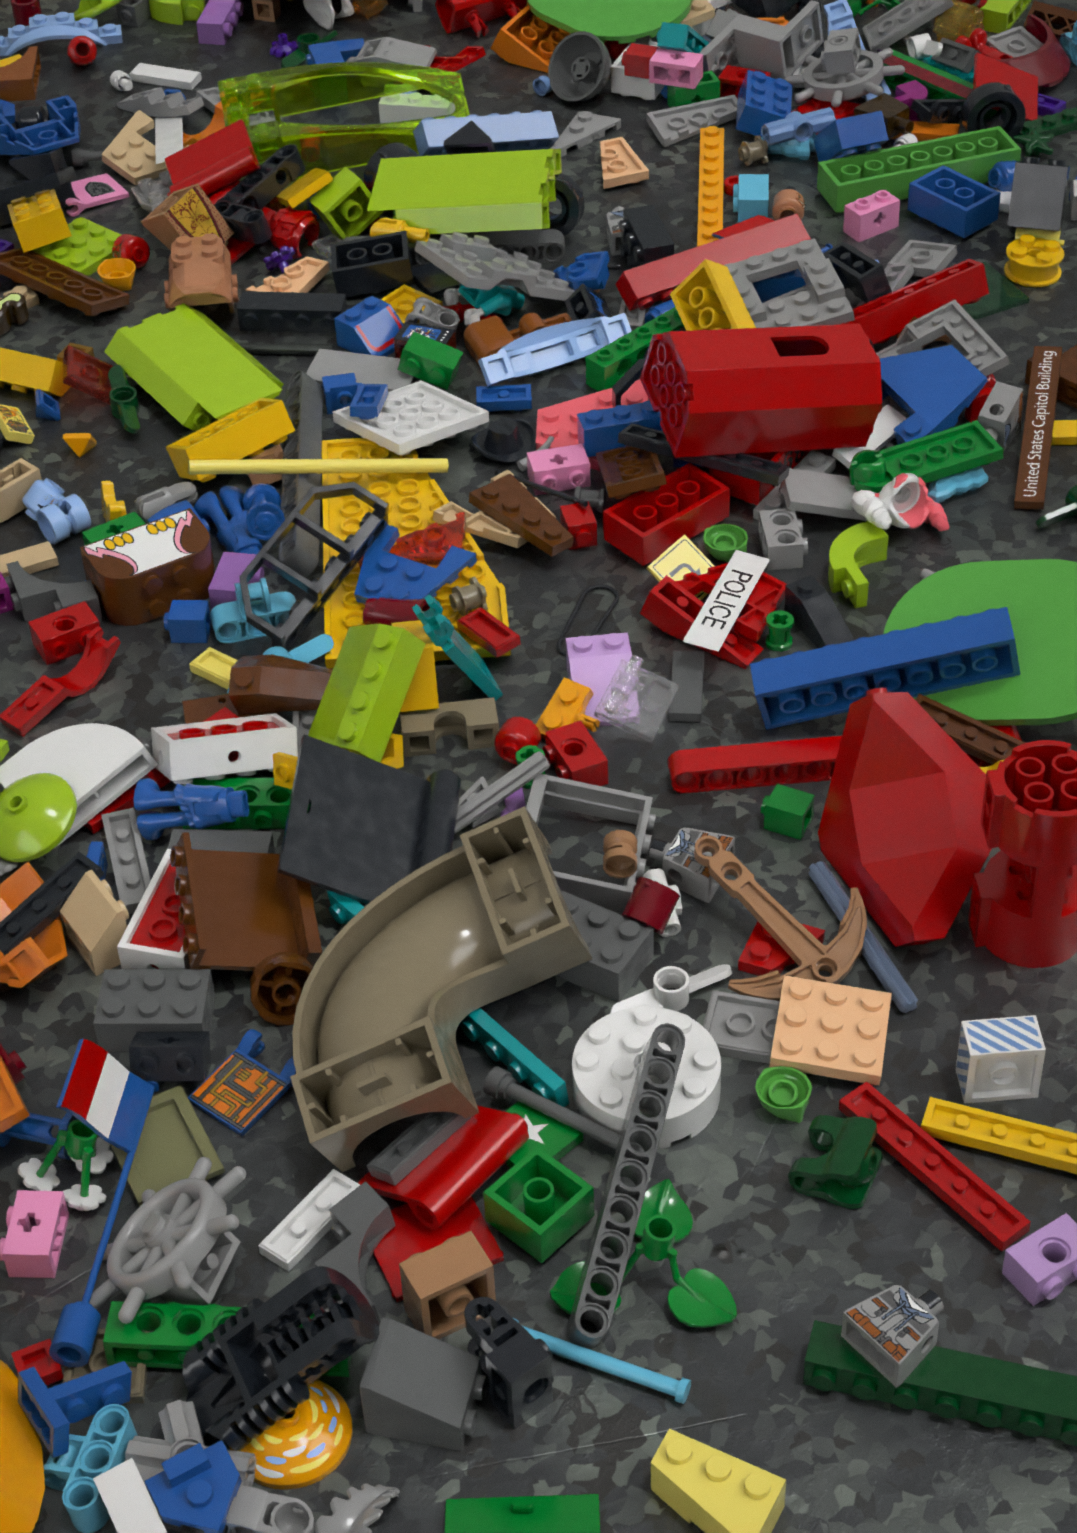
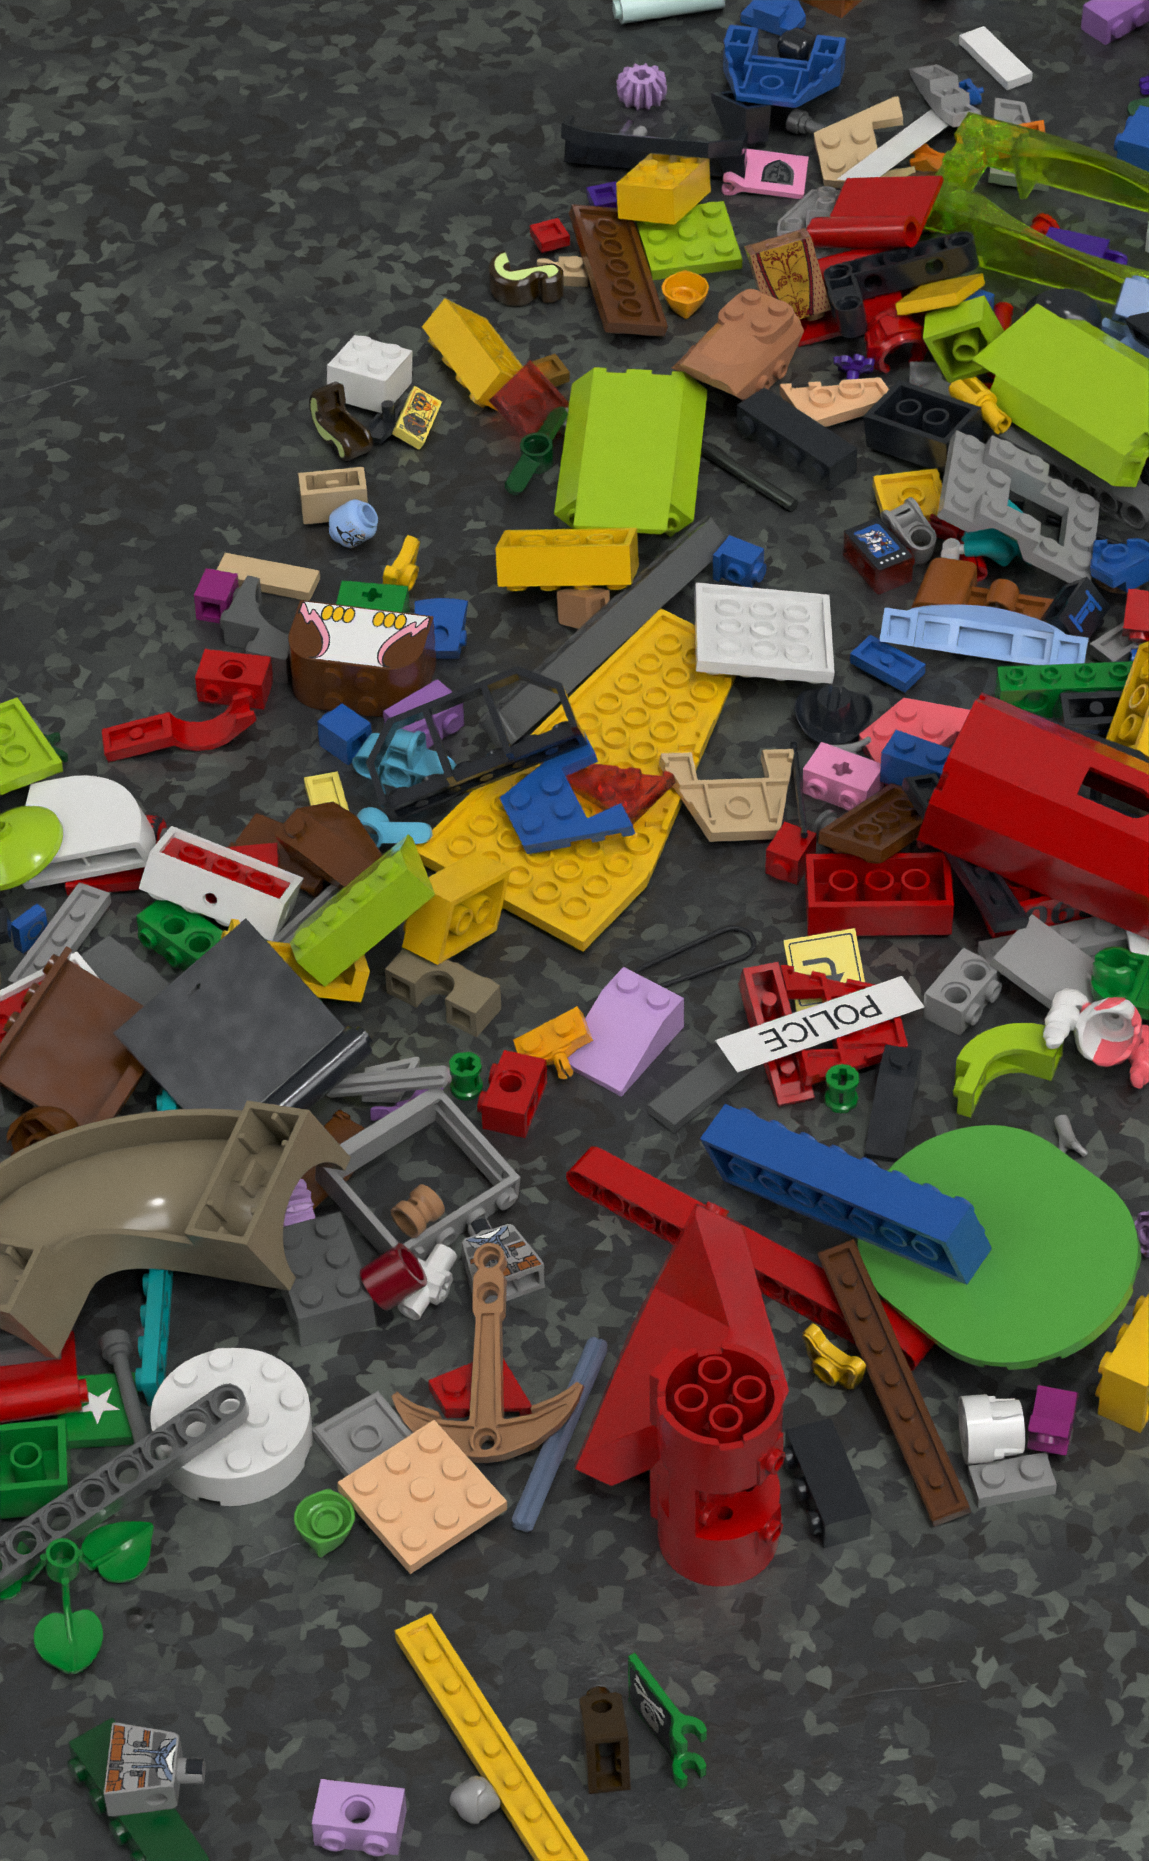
camera: 40 degrees right, 5 degrees up
(46, 406) = (467, 415): blue slope -> none
(61, 519) = (349, 555): light blue wheel -> none
(80, 442) = (452, 477): light orange slope -> none
(121, 78) = (942, 40): white cylinder -> none
(131, 248) = (723, 273): red head -> none
(157, 500) = (474, 589): light grey arm -> none
(200, 806) = (131, 918): blue piece -> none
(231, 533) = (486, 661): blue piece -> none
(263, 510) = (530, 647): blue hose -> none
(318, 466) = (606, 640): light yellow piece -> none
(367, 368) = (792, 550): light grey tile -> none
(368, 328) = (843, 501): blue slope -> none
(368, 401) = (731, 591): blue plate -> none
(391, 610) = (508, 847): dark red plant -> none
(430, 360) = (855, 578): green brick -> none
(456, 648) = (505, 916): teal tile -> none
(468, 597) = (589, 867): dark tan brick -> none
(488, 632) = (574, 915): red tile -> none
(514, 735) = (484, 1038): red head -> none
(522, 513) = (741, 805): reddish brown wing -> none
(636, 699) = (622, 1072): clear plate -> none
(674, 978) = (324, 1365): white piece -> none
(724, 540) = (907, 958): bright green hat -> none
(788, 811) = (630, 1272): green brick -> none
(847, 1167) = (298, 1620): dark green piece -> none
(937, 1168) = (368, 1672): red plate -> none
(1000, 1059) = (515, 1623): white container -> none

